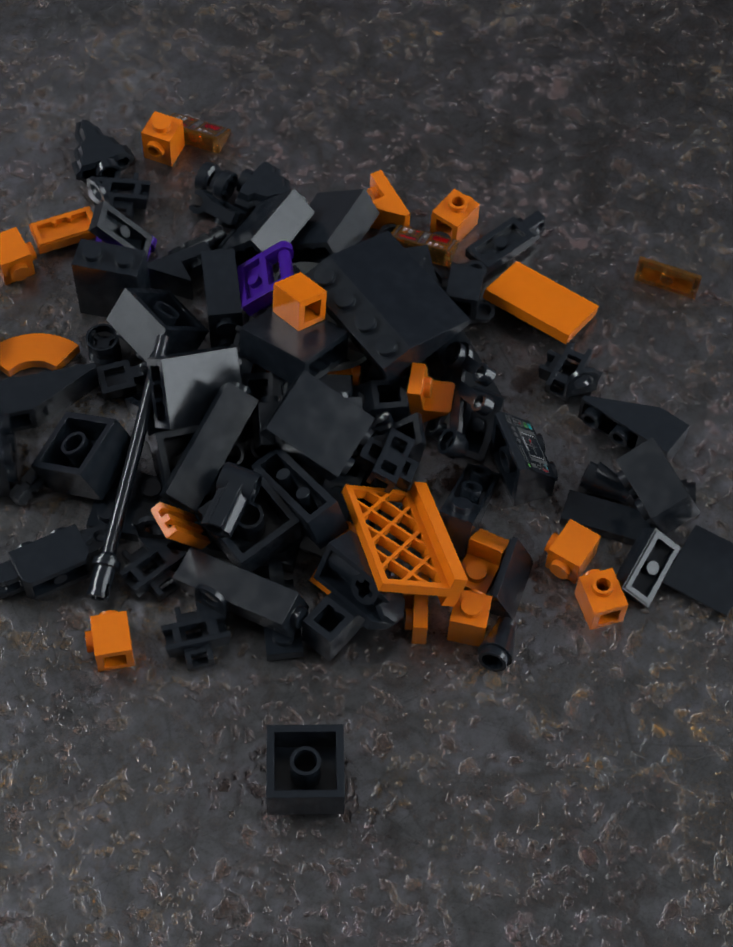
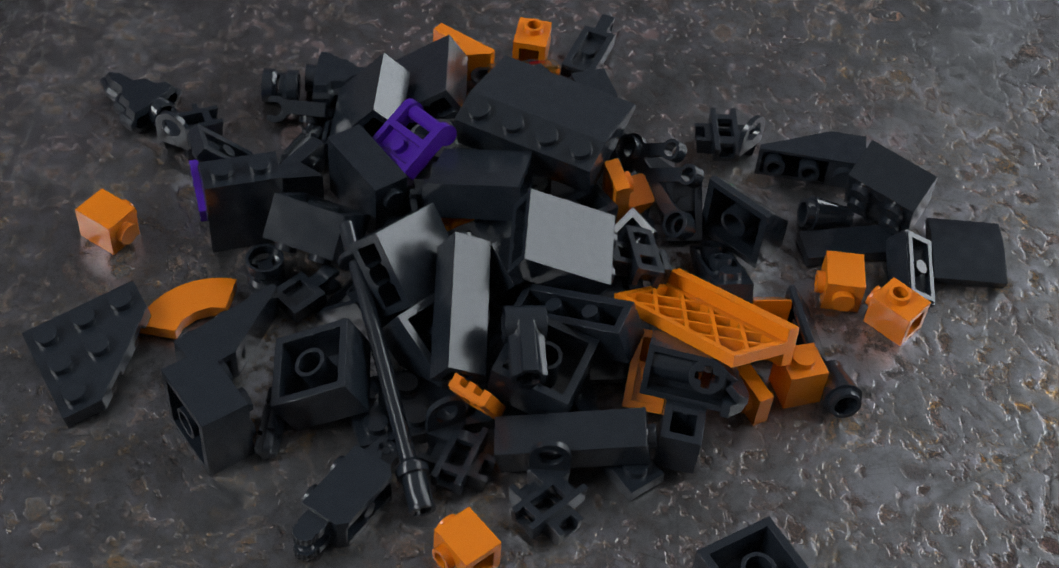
camera: 30 degrees left, 10 degrees down
(62, 230) = (150, 178): orange plate -> none
(163, 138) = (202, 57): orange brick -> none
(203, 134) = (227, 54): clear orange slope -> none
(299, 301) = (470, 138): orange brick -> none
(540, 302) = (661, 87): orange tile -> none
(667, 277) = (749, 31): clear orange slope -> none

